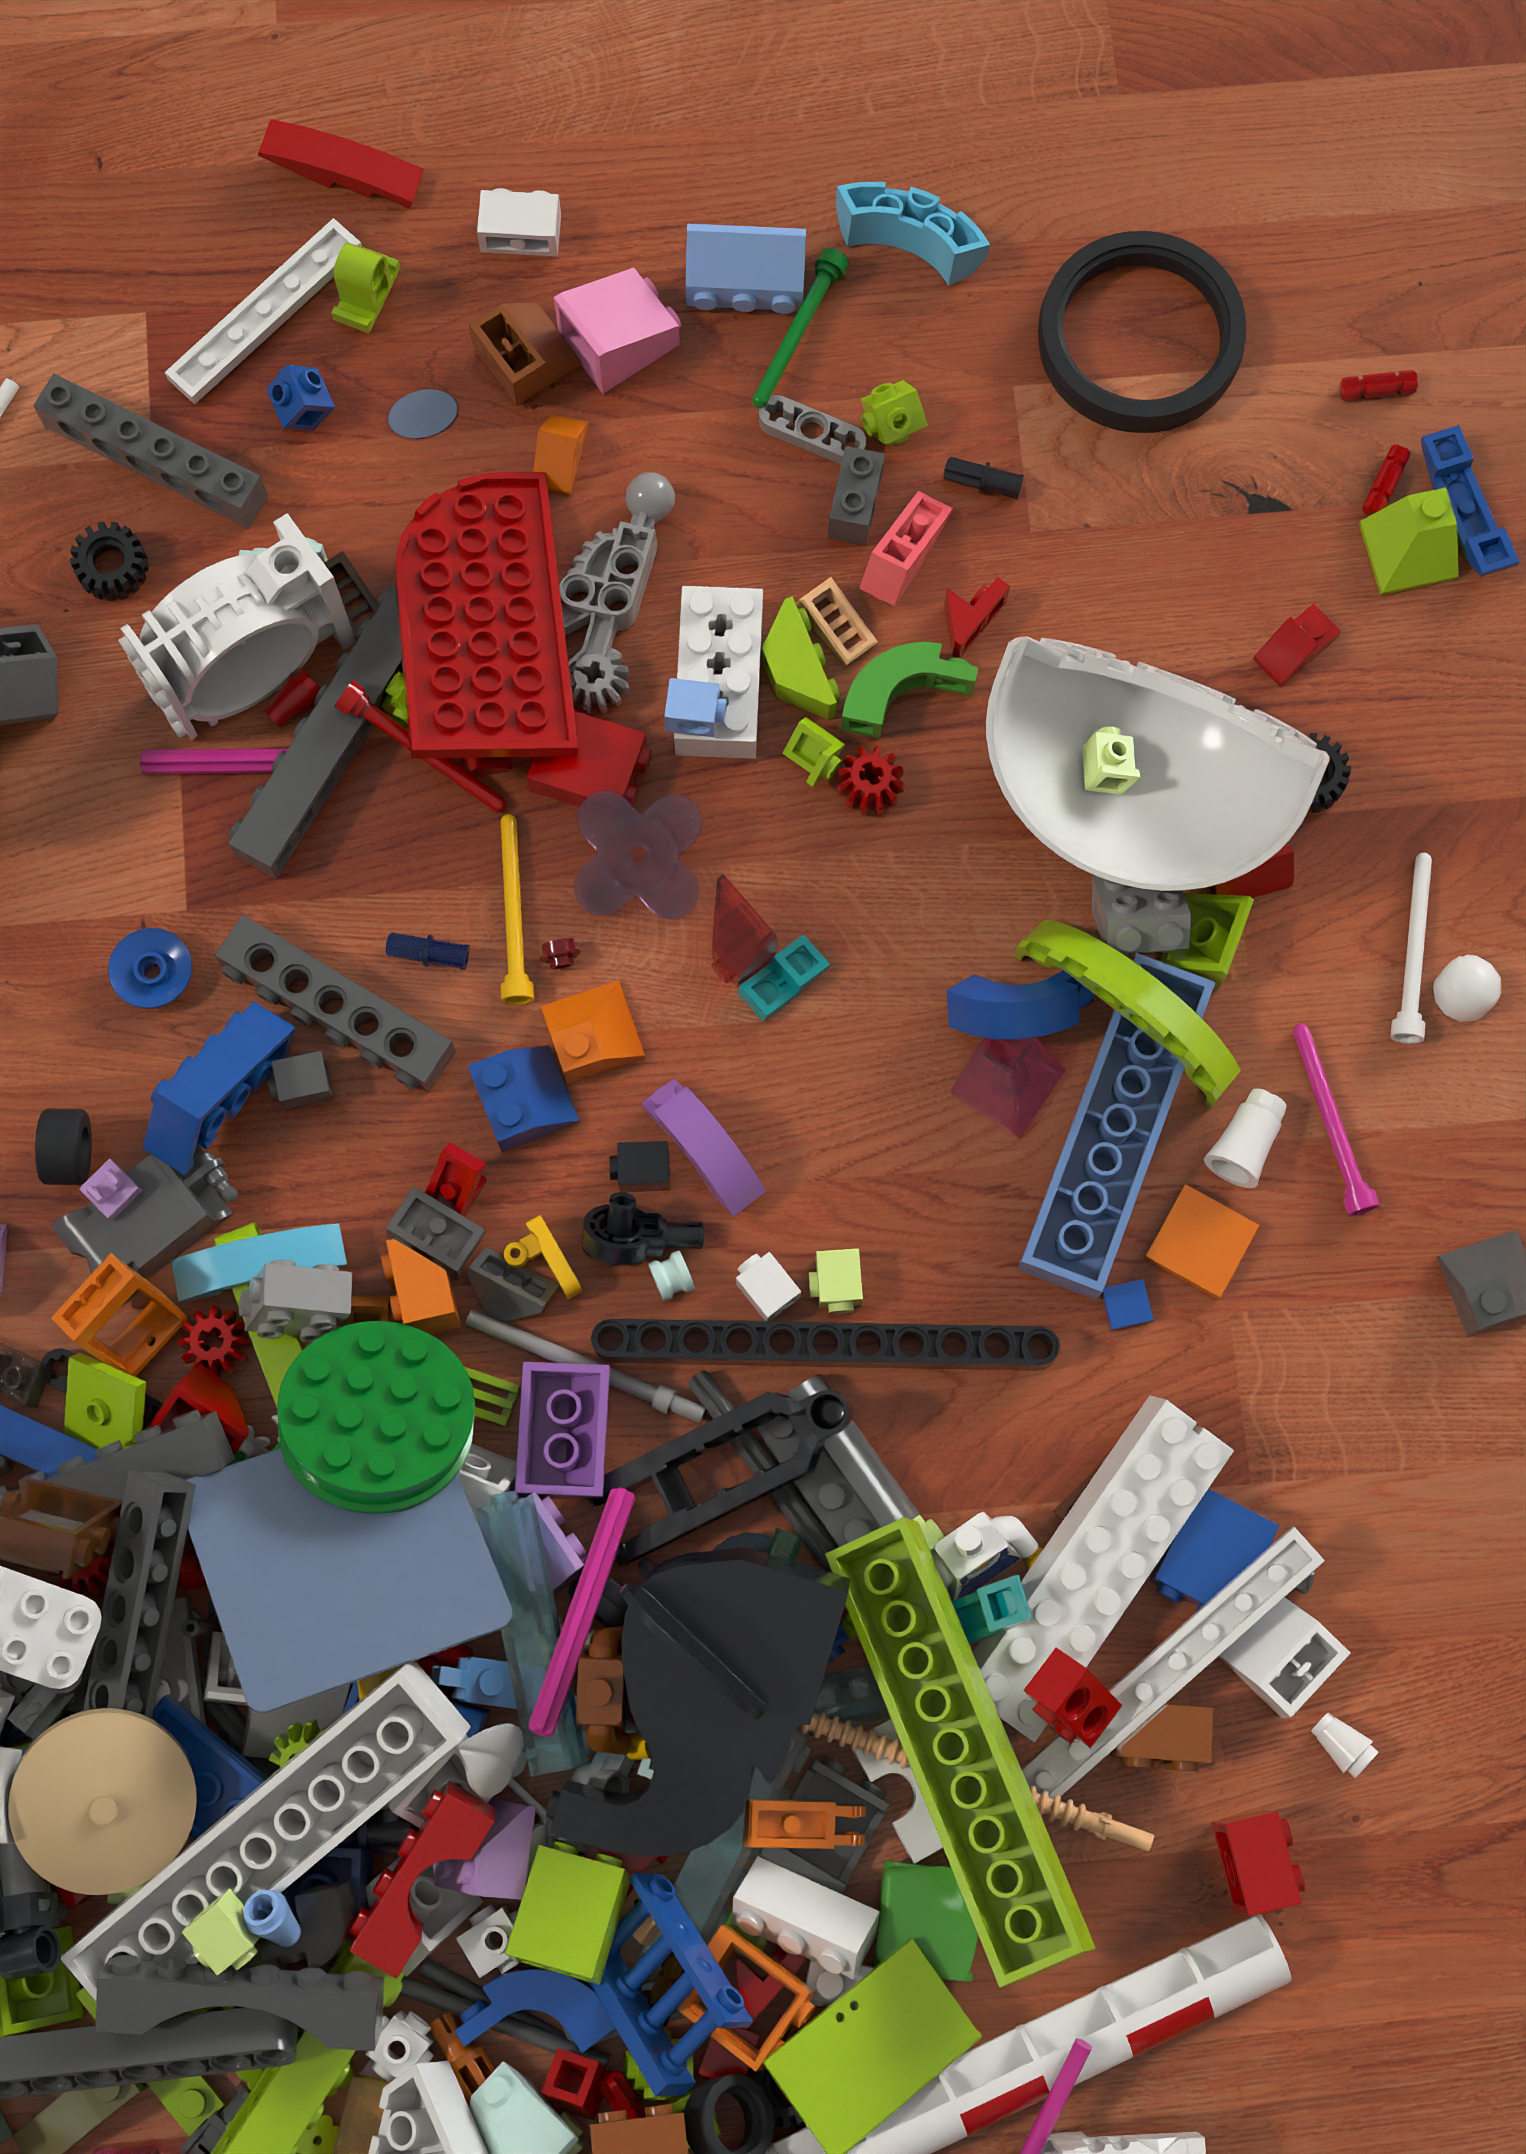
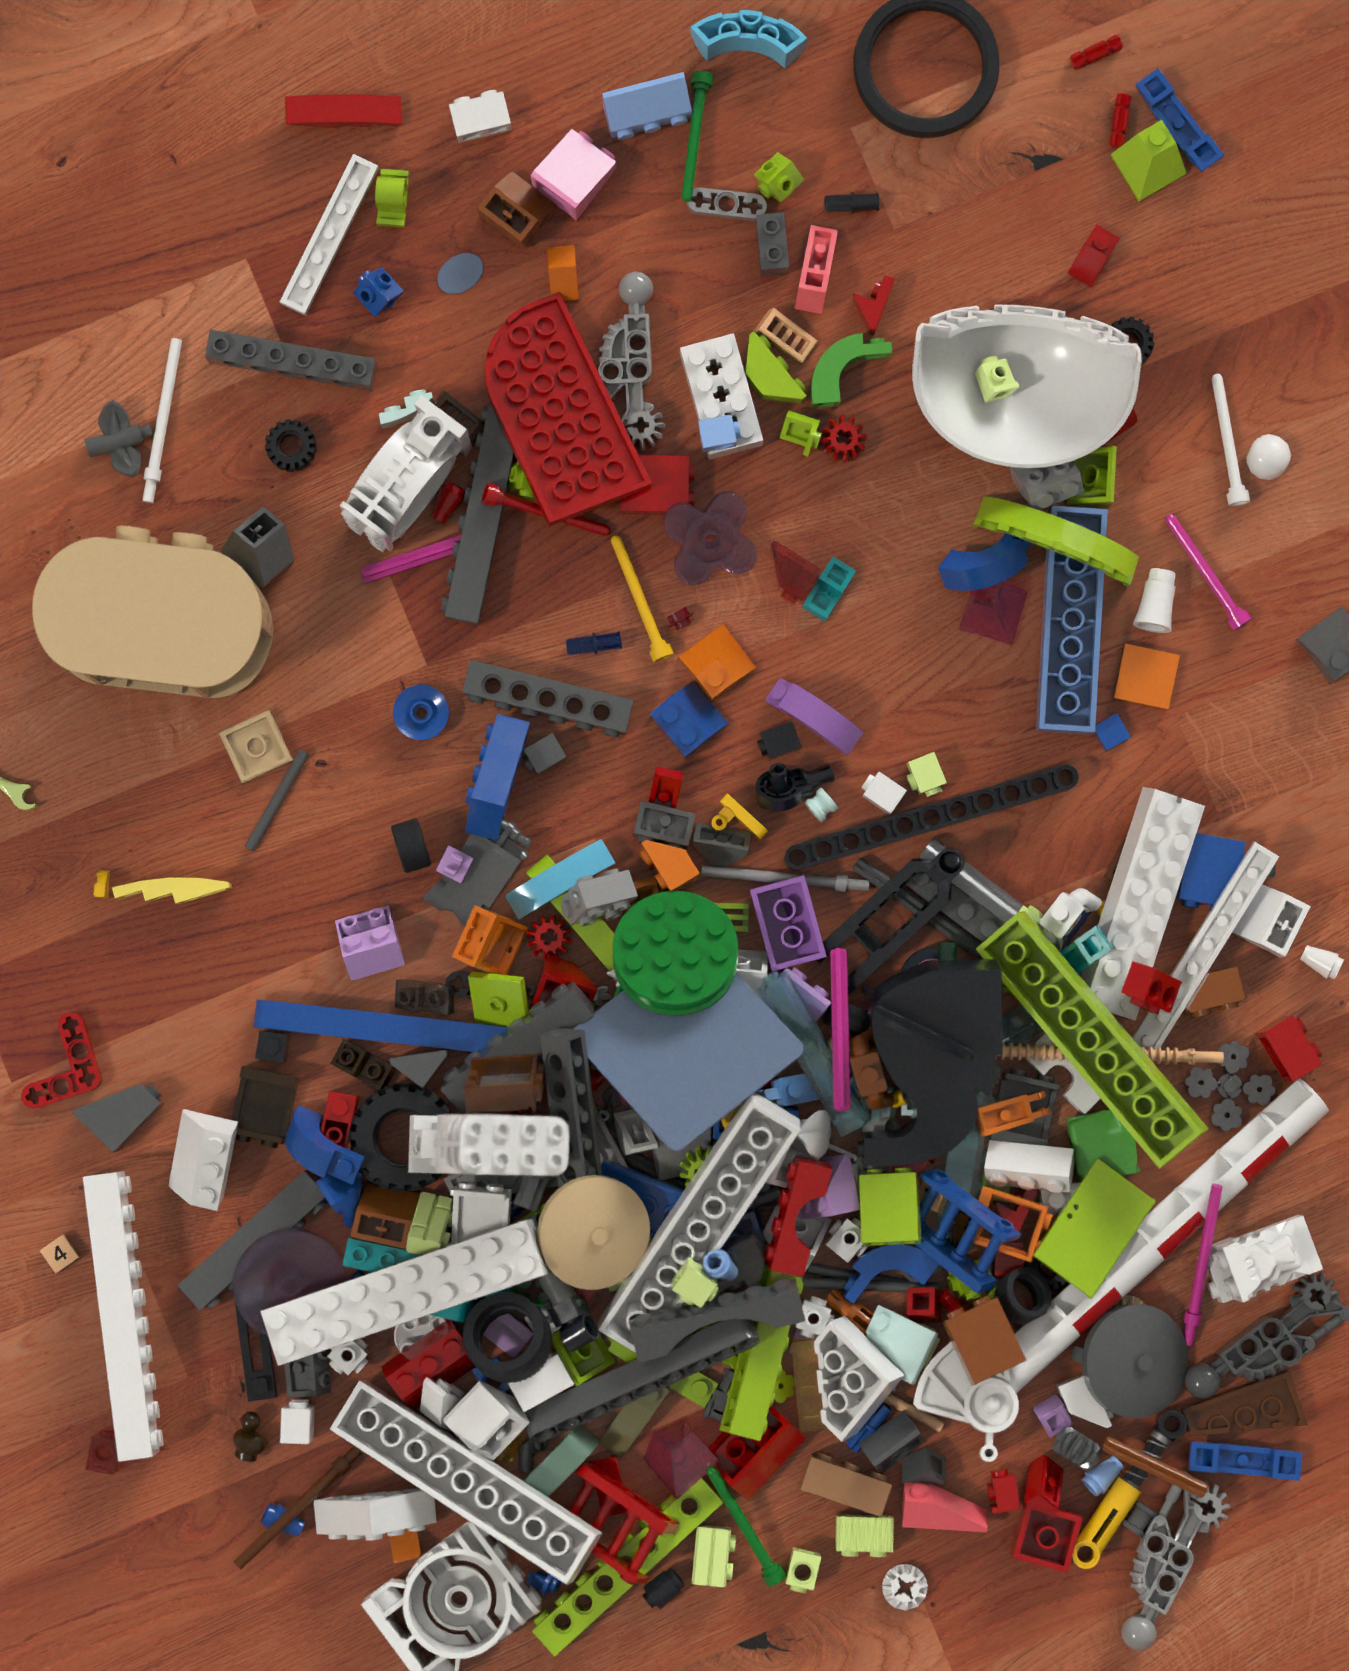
camera: 20 degrees left, 10 degrees up
(1149, 1893) = (1230, 1086): none -> flat silver plant

